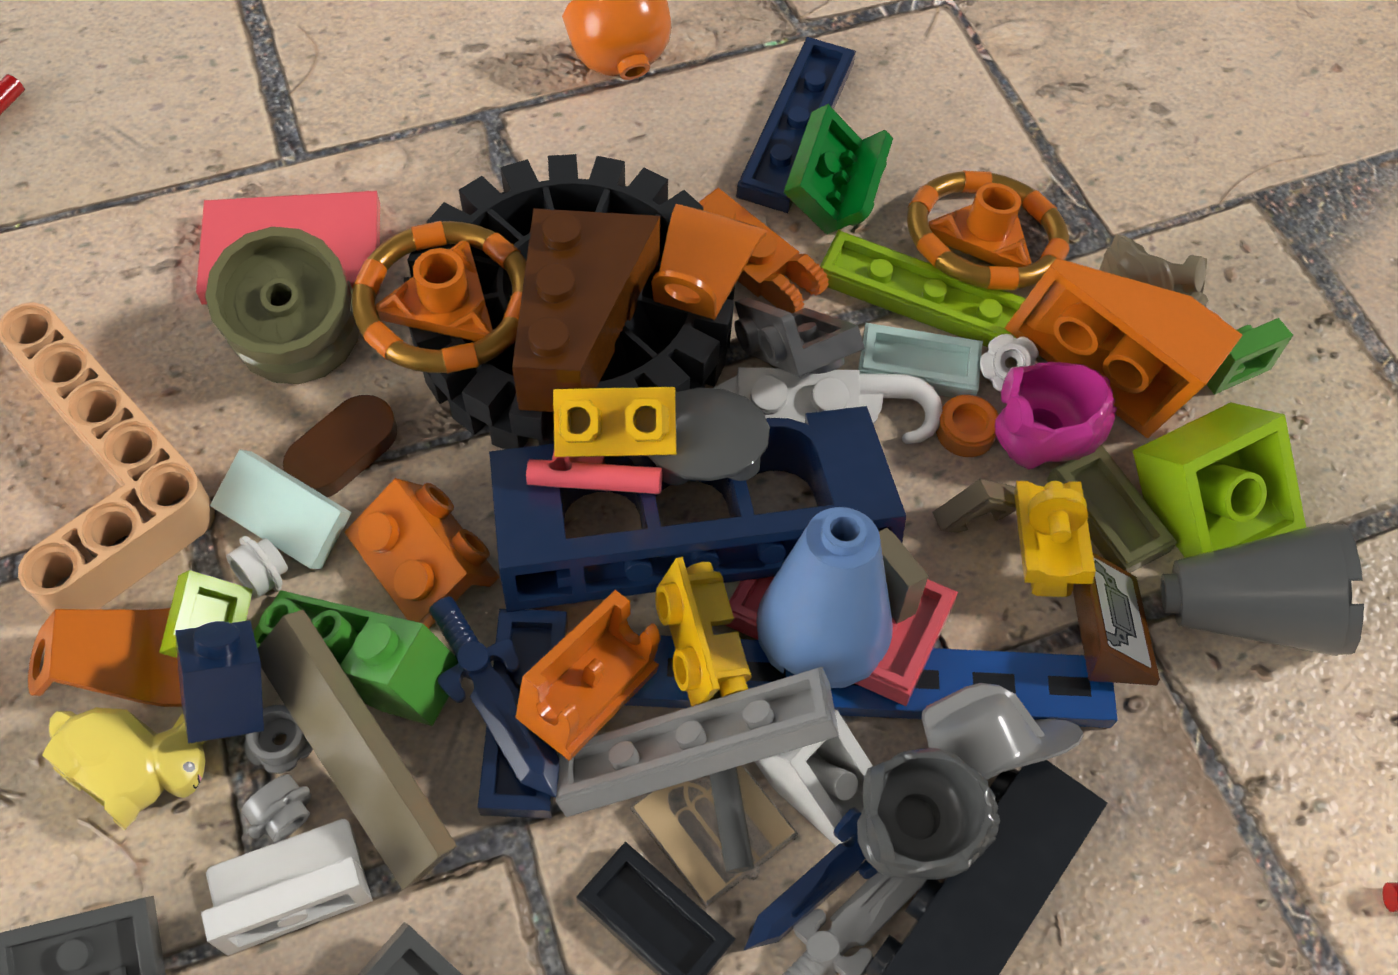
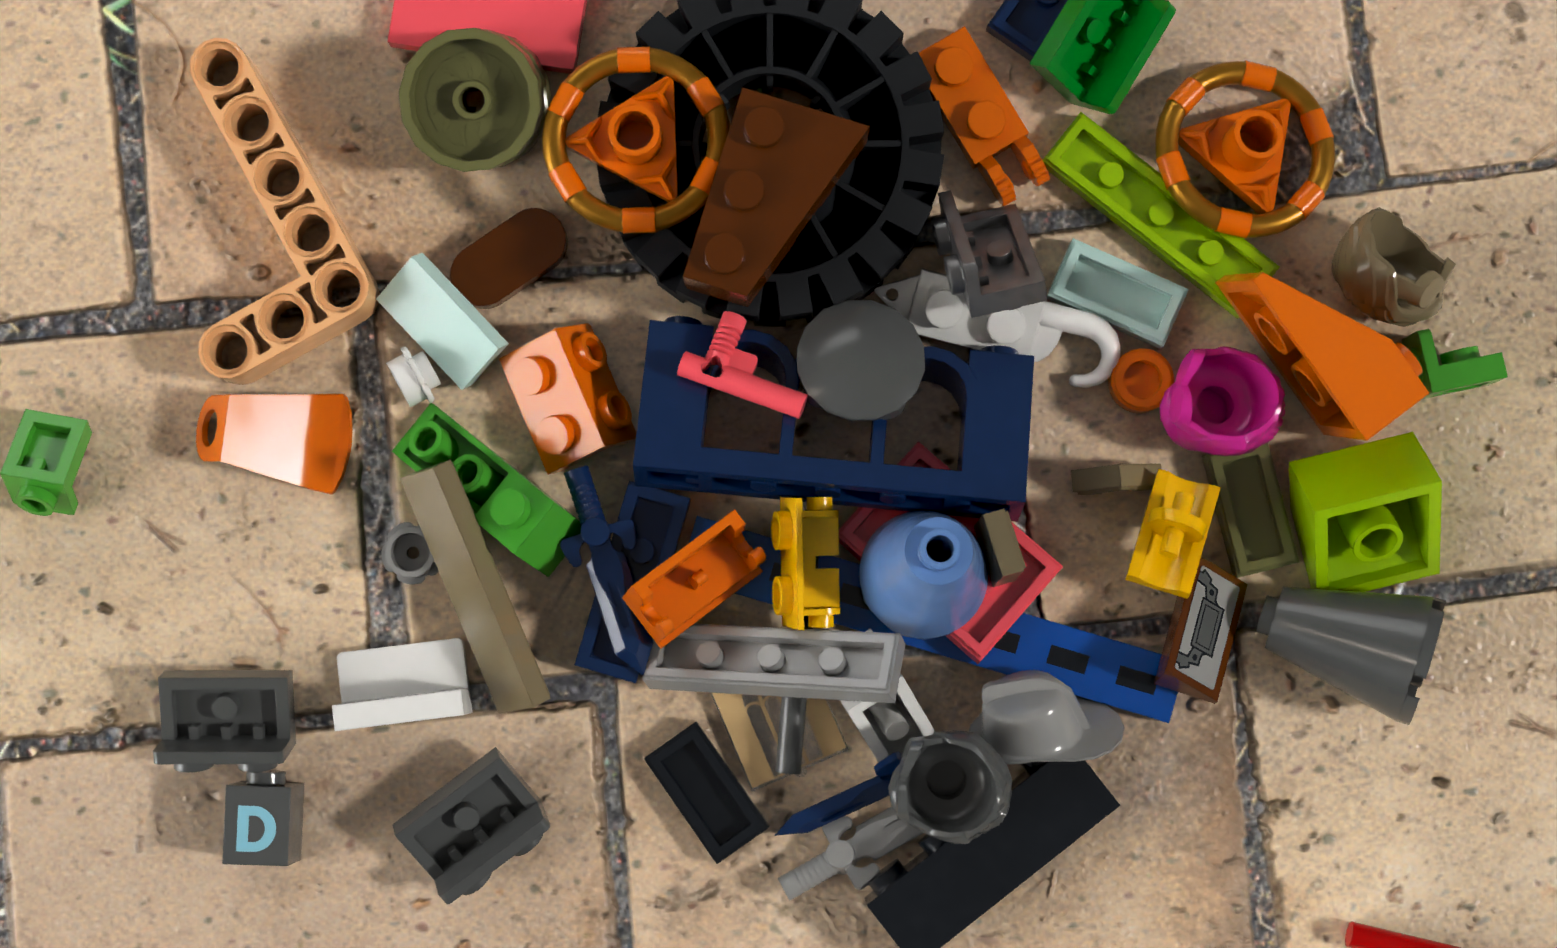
camera: 20 degrees right, 25 degrees up
(123, 759) = (280, 545): light yellow animal -> none
(200, 601) = (362, 433): lime bracket -> none
(219, 680) = (369, 506): dark blue brick -> none
(277, 808) = (404, 619): light grey plate -> none
(614, 422) = (771, 345): yellow hips -> none
(703, 260) = (914, 150): orange piece -> none
(1002, 347) = (1208, 309): white plate -> none

